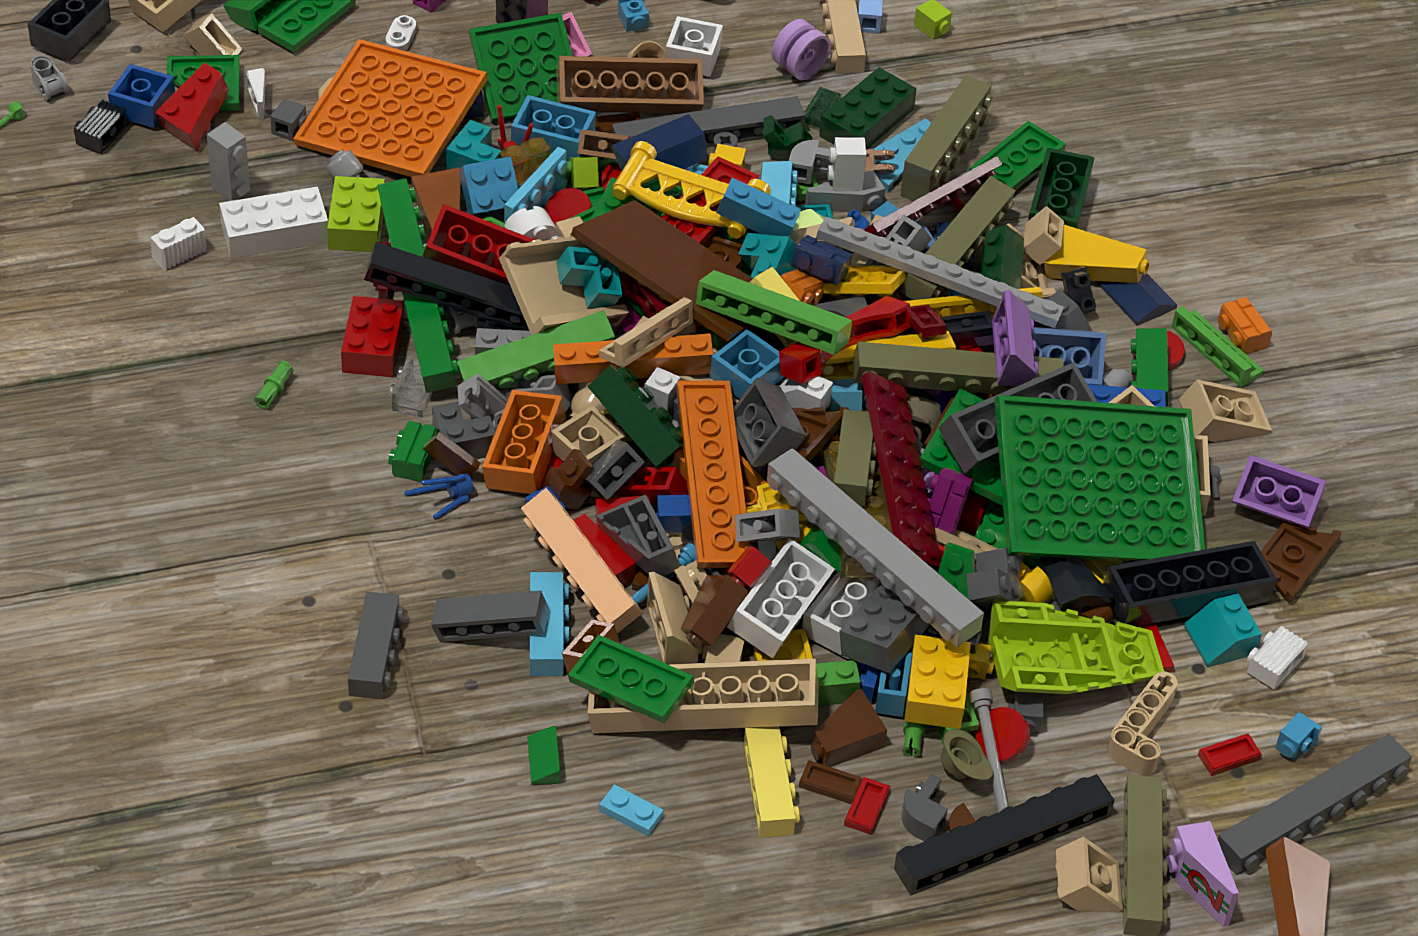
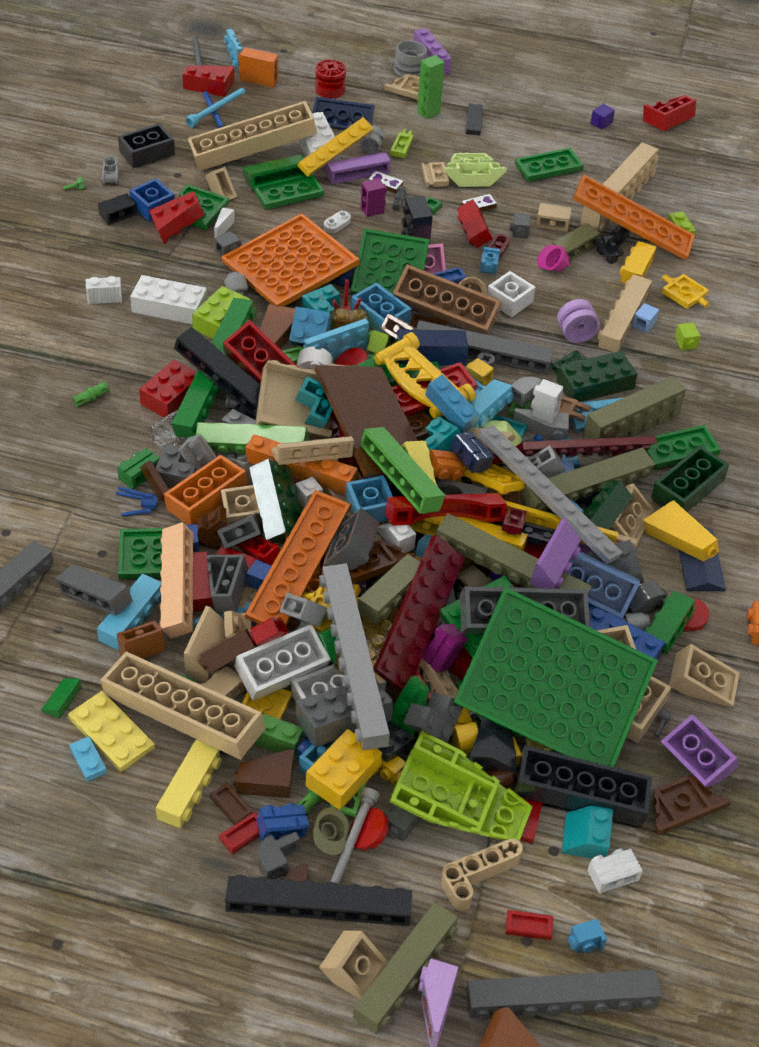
camera: 30 degrees right, 0 degrees up
(228, 162) = (163, 252): light grey brick -> none
(504, 548) = (140, 553): none -> green plate
(603, 48) = (455, 275): none -> blue plate
(631, 678) = (138, 670): green plate -> none
(632, 765) = (111, 731): none -> light yellow plate
(781, 140) = (522, 369): dark green brick -> none
(904, 771) = (282, 821): none -> blue brick
(1043, 235) = (653, 501): tan brick -> none
(1078, 288) = (655, 549): black hips -> none
(1115, 347) = (647, 597): none -> dark grey brick
(1215, 347) = (730, 632): bright green fence -> none

